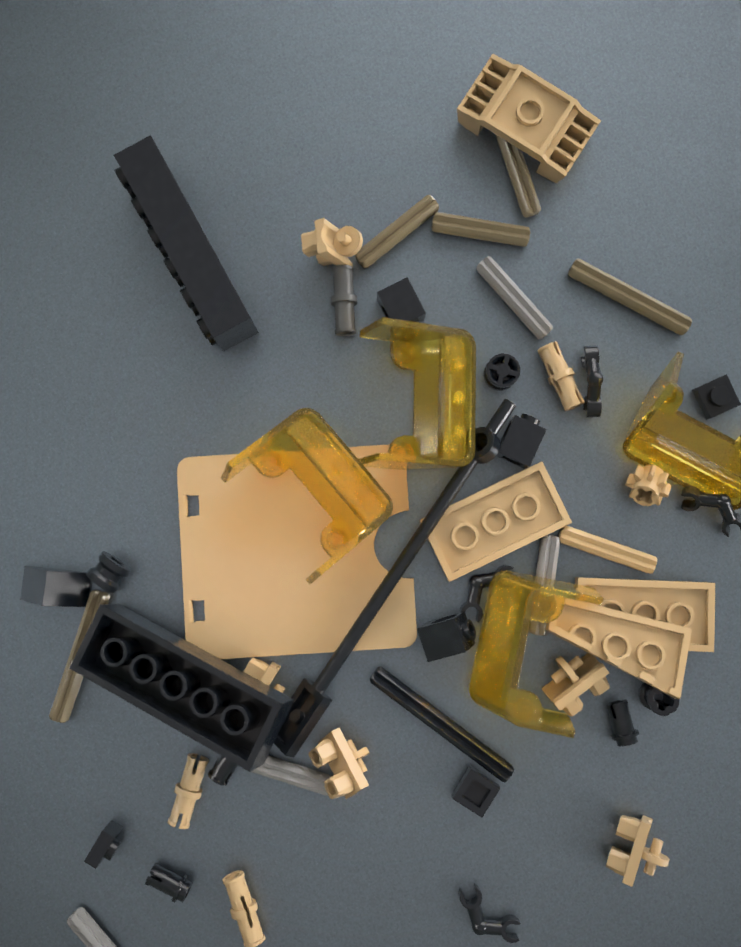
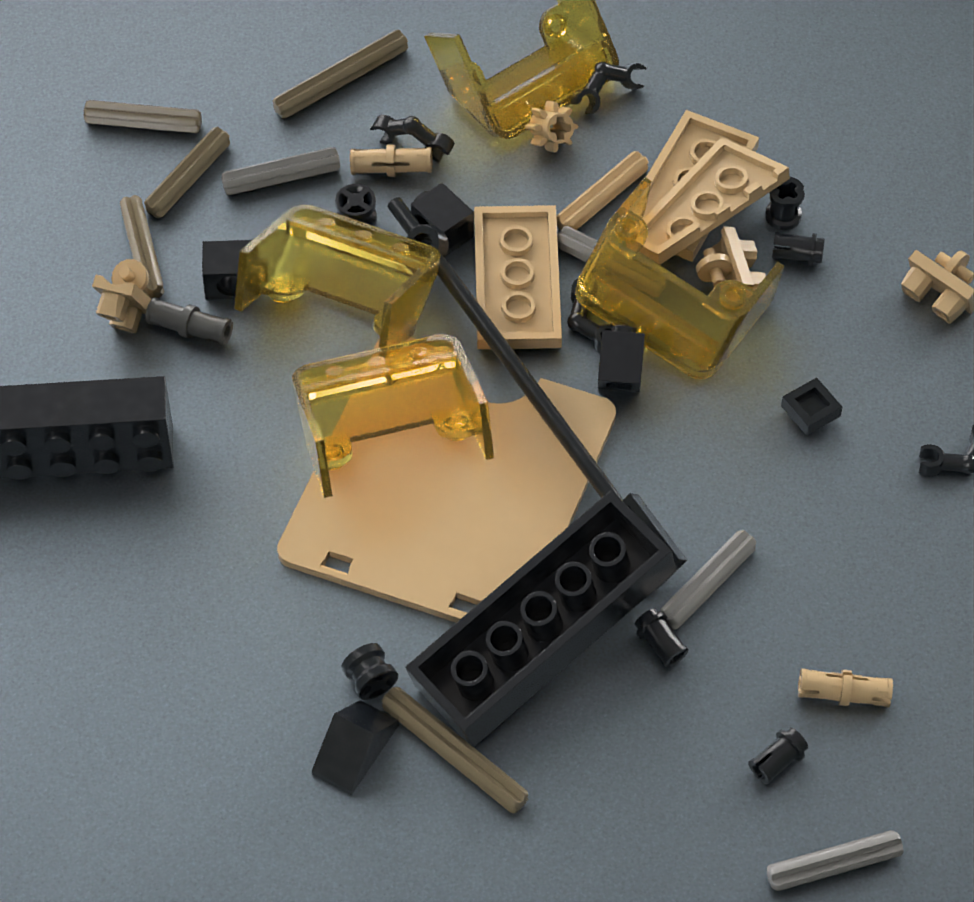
camera: 65 degrees left, 30 degrees down
(105, 845) = (699, 802): black plate -> none
(188, 791) = (676, 694): tan pin -> none
(344, 762) = (716, 512): tan hips -> none
(442, 724) = (717, 413): black axle -> none
(528, 115) = (93, 77): tan plate -> none
(716, 397) = (490, 43): black plate -> none

